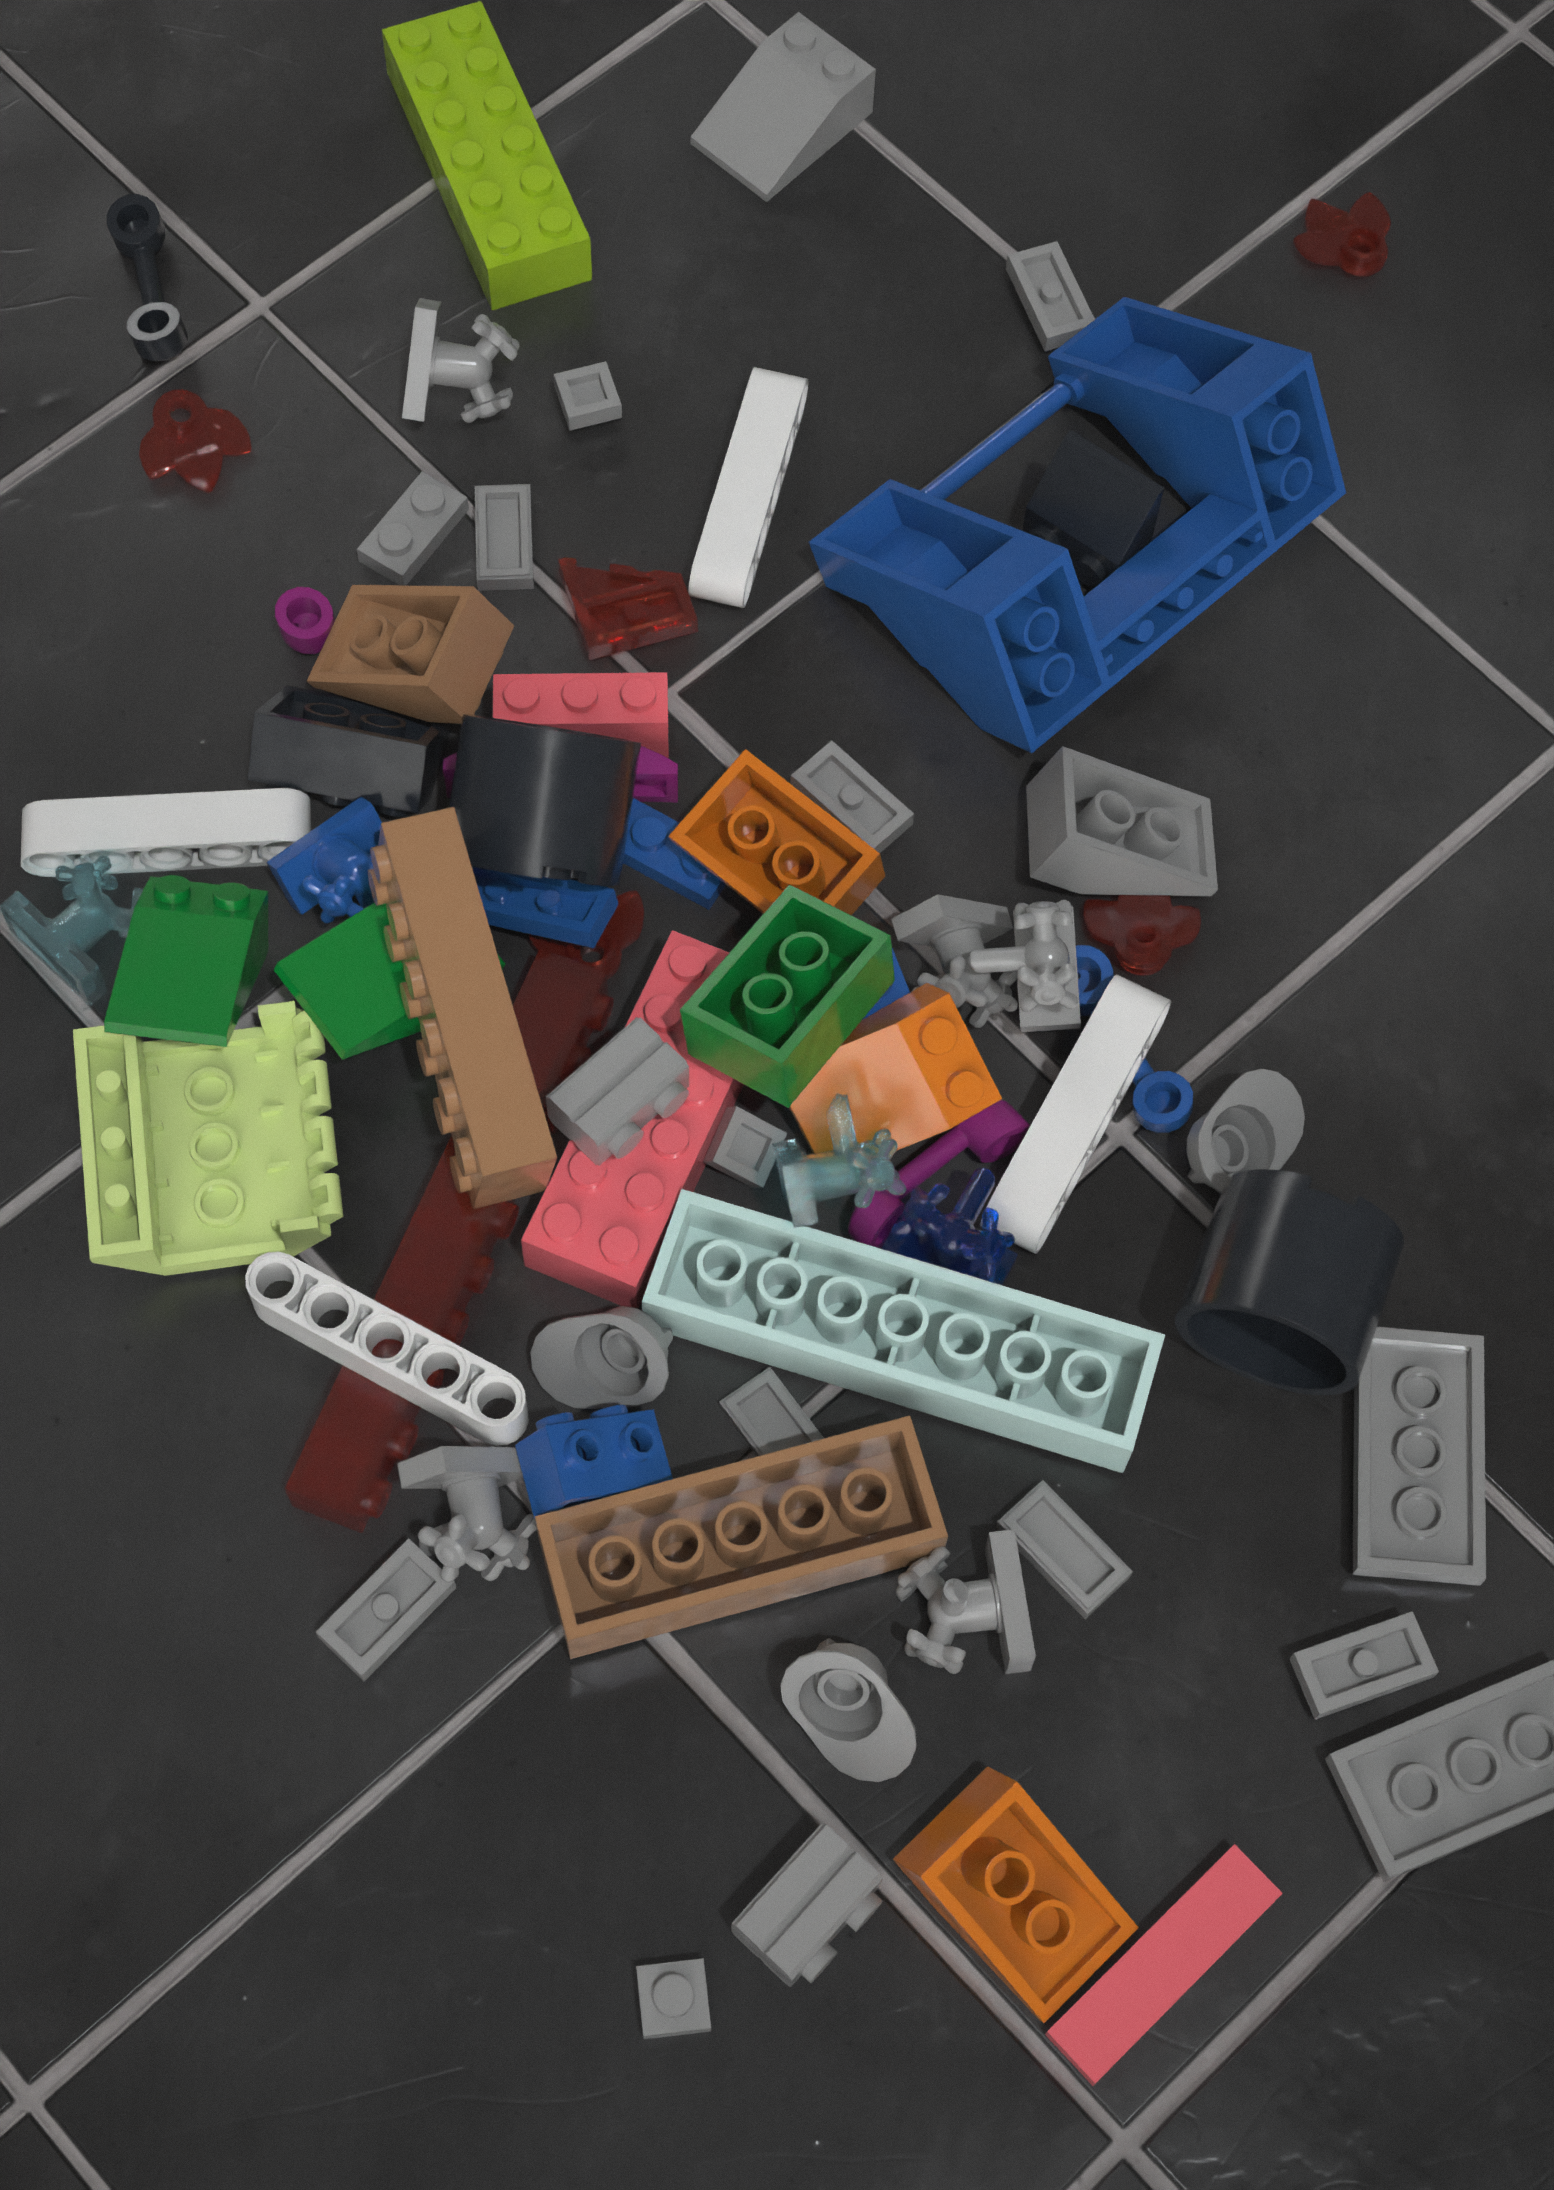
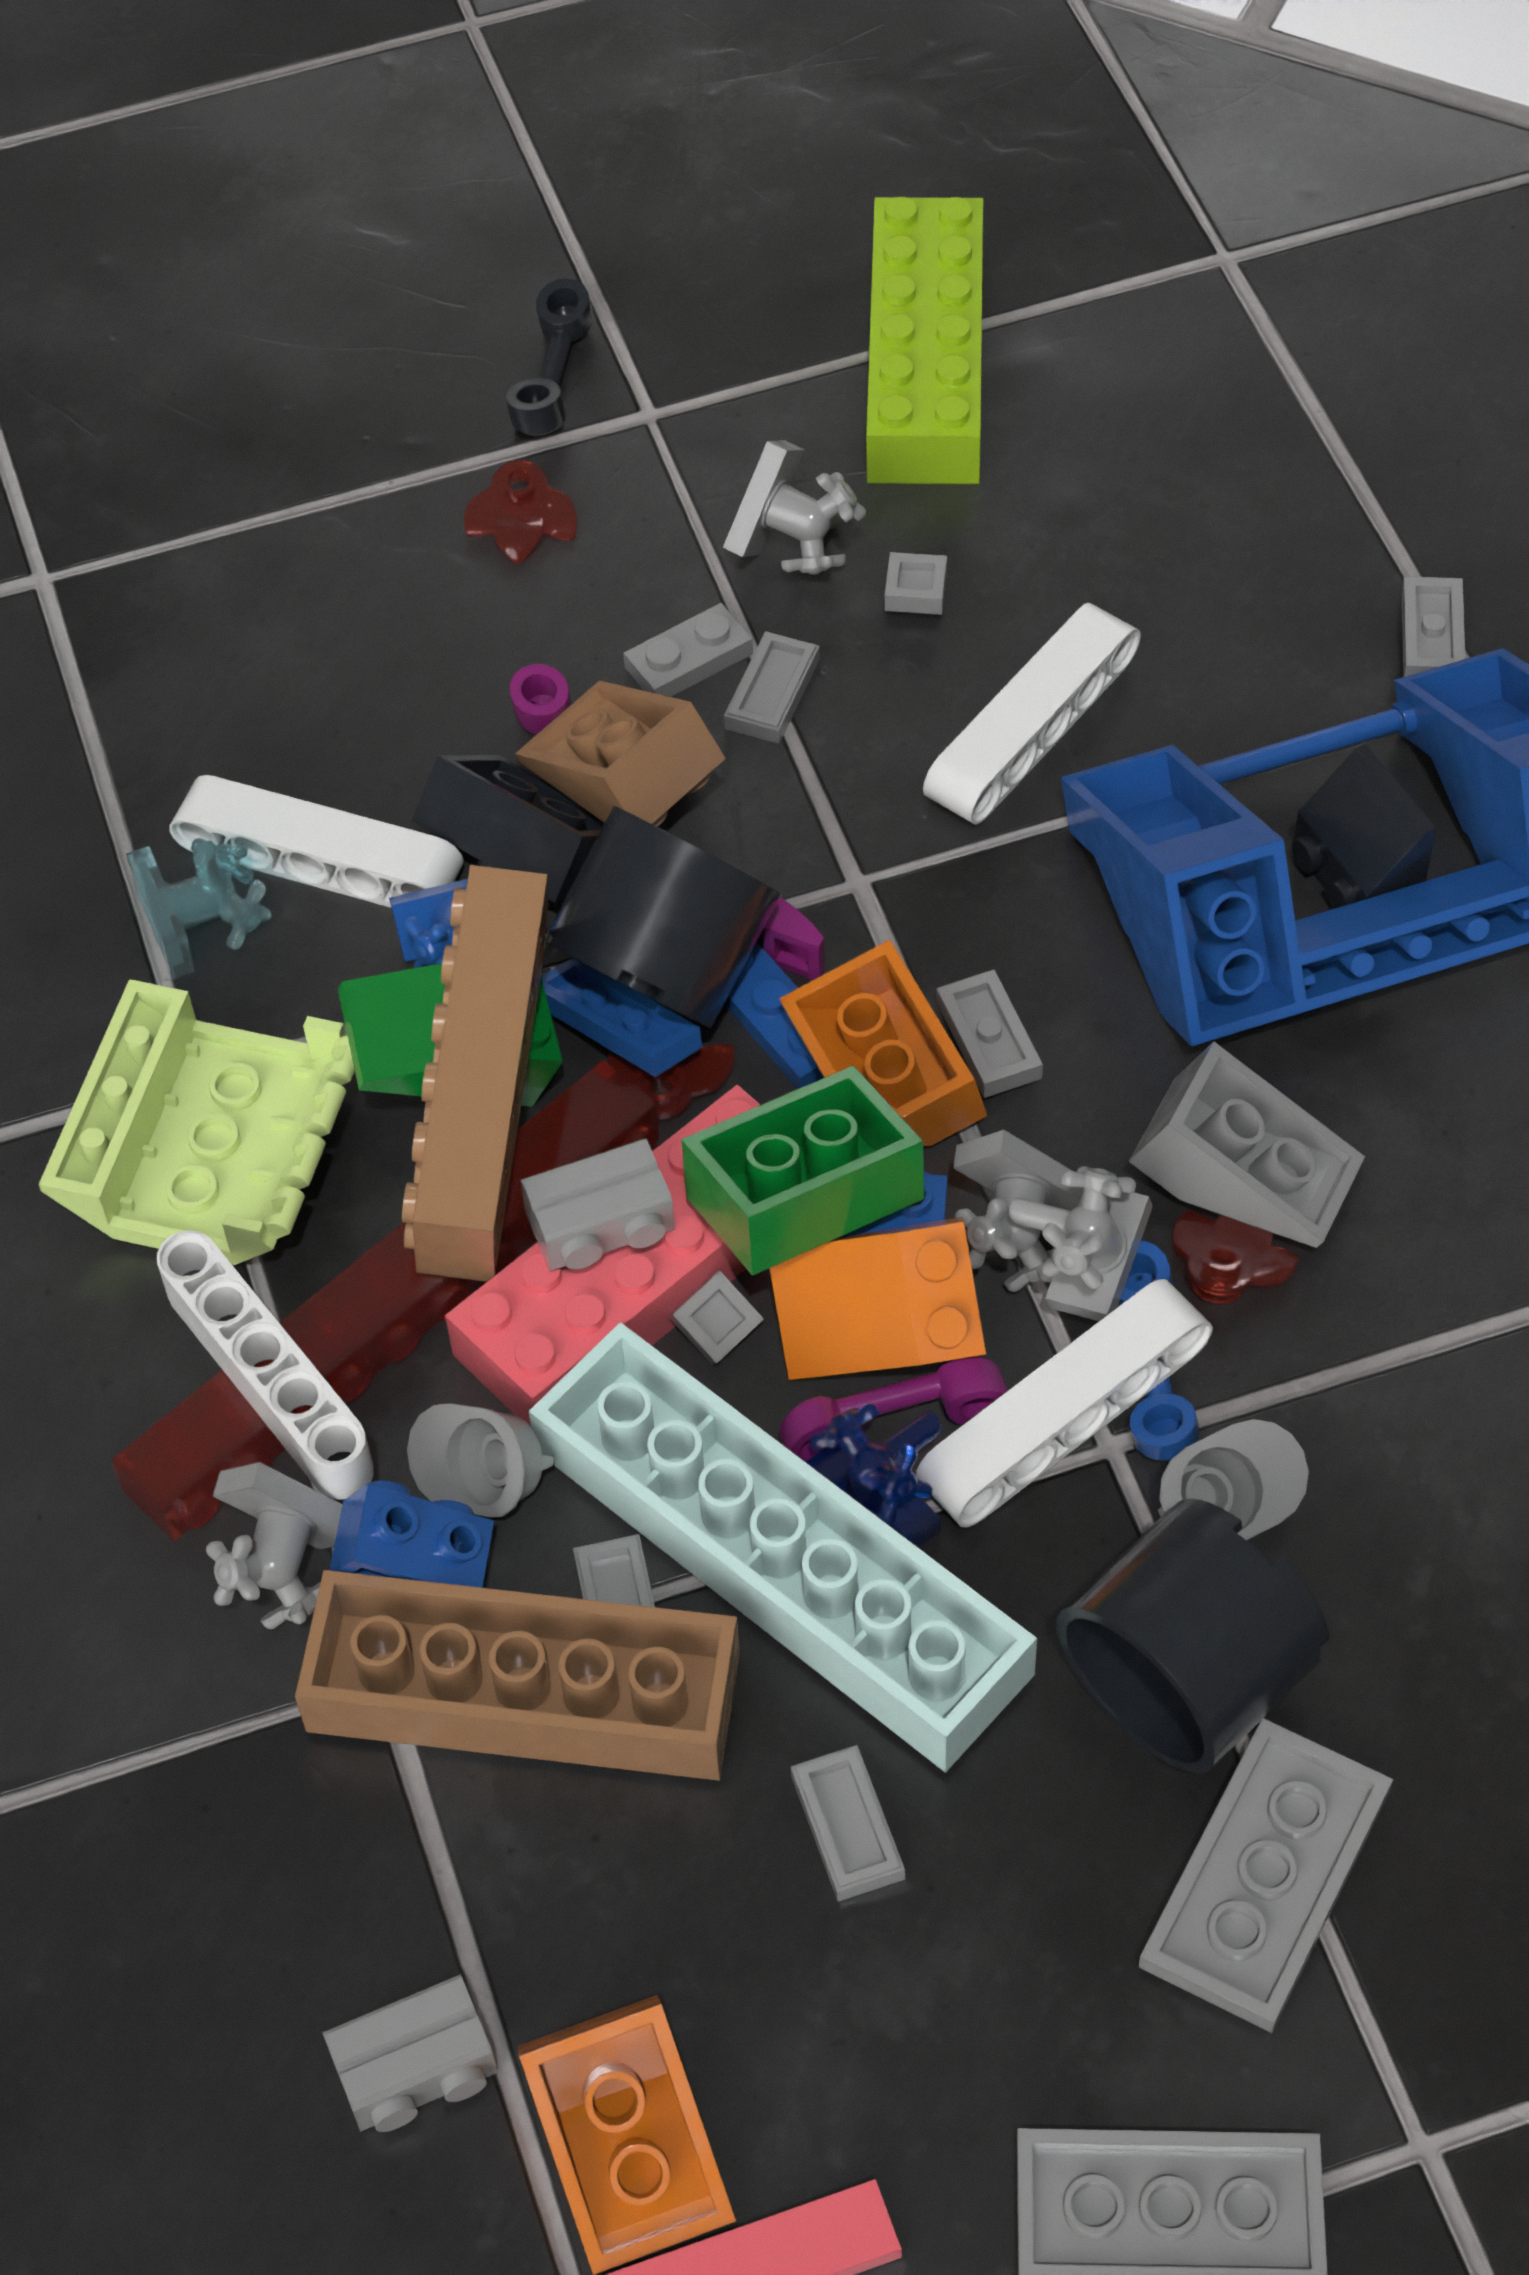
camera: 30 degrees right, 10 degrees down
(189, 961) = (269, 956): green slope -> none
(385, 1610) = (153, 1615): light grey plate -> none
(596, 703) = (805, 869): coral brick -> none
(626, 606) = (856, 785): clear red wing -> none
(673, 1998) = (240, 2091): light grey plate -> none
(786, 107) = (1247, 379): light grey slope -> none
(838, 1172) = (749, 1359): clear light blue piece -> none
(850, 1711) = (544, 1882): light grey piece -> none
(972, 1607) = (721, 1836): light grey piece -> none
(1363, 1665) = (1102, 2059): light grey plate -> none

